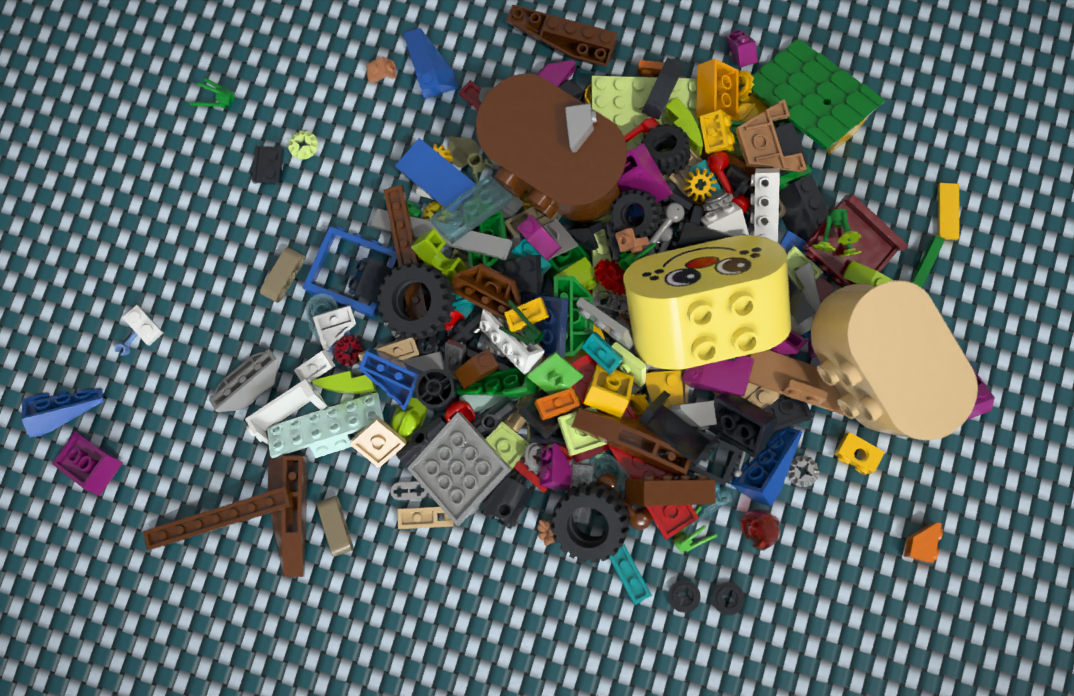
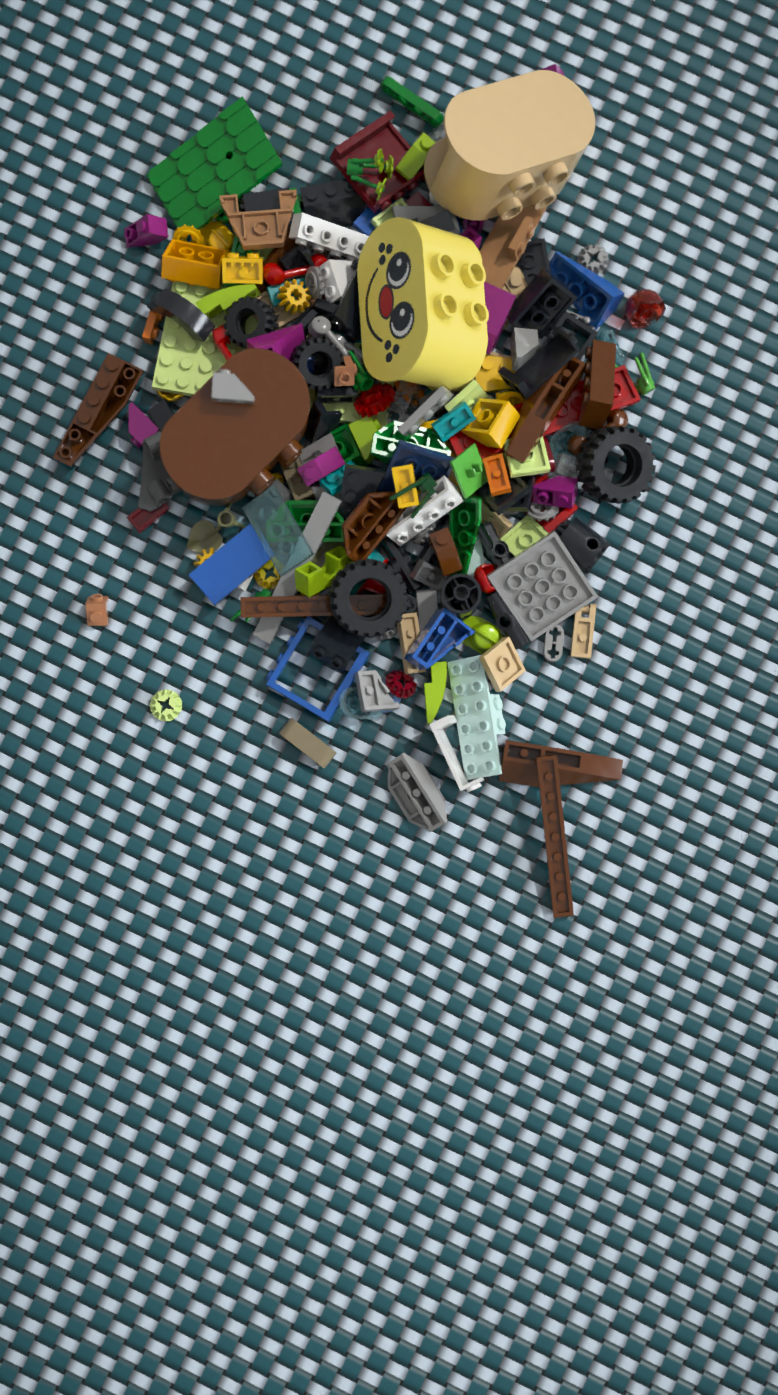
camera: 90 degrees left, 5 degrees up
(46, 412) = (414, 1002): blue wedge -> none
(87, 464) = (474, 970): magenta slope -> none
(126, 349) = (352, 917): medium blue hand -> none
(143, 325) = (335, 899): white plate -> none
(223, 95) = (94, 782): green plant -> none
(268, 165) = (182, 745): black plate -> none
(315, 367) = (413, 720): white plate -> none
(335, 526) = (577, 721): dark tan beam -> none
(431, 69) = (106, 557): blue wedge -> none
(546, 534) = (615, 512): nougat plant -> none
(630, 575) = (672, 440): teal tile -> none
(675, 599) = (692, 385): black gear -> none
(736, 593) = (700, 344): black gear -> none
(870, 454) = (591, 193): yellow brick -> none
(923, 543) = (679, 161): orange slope -> none
(948, 211) = (356, 67): yellow tile -> none

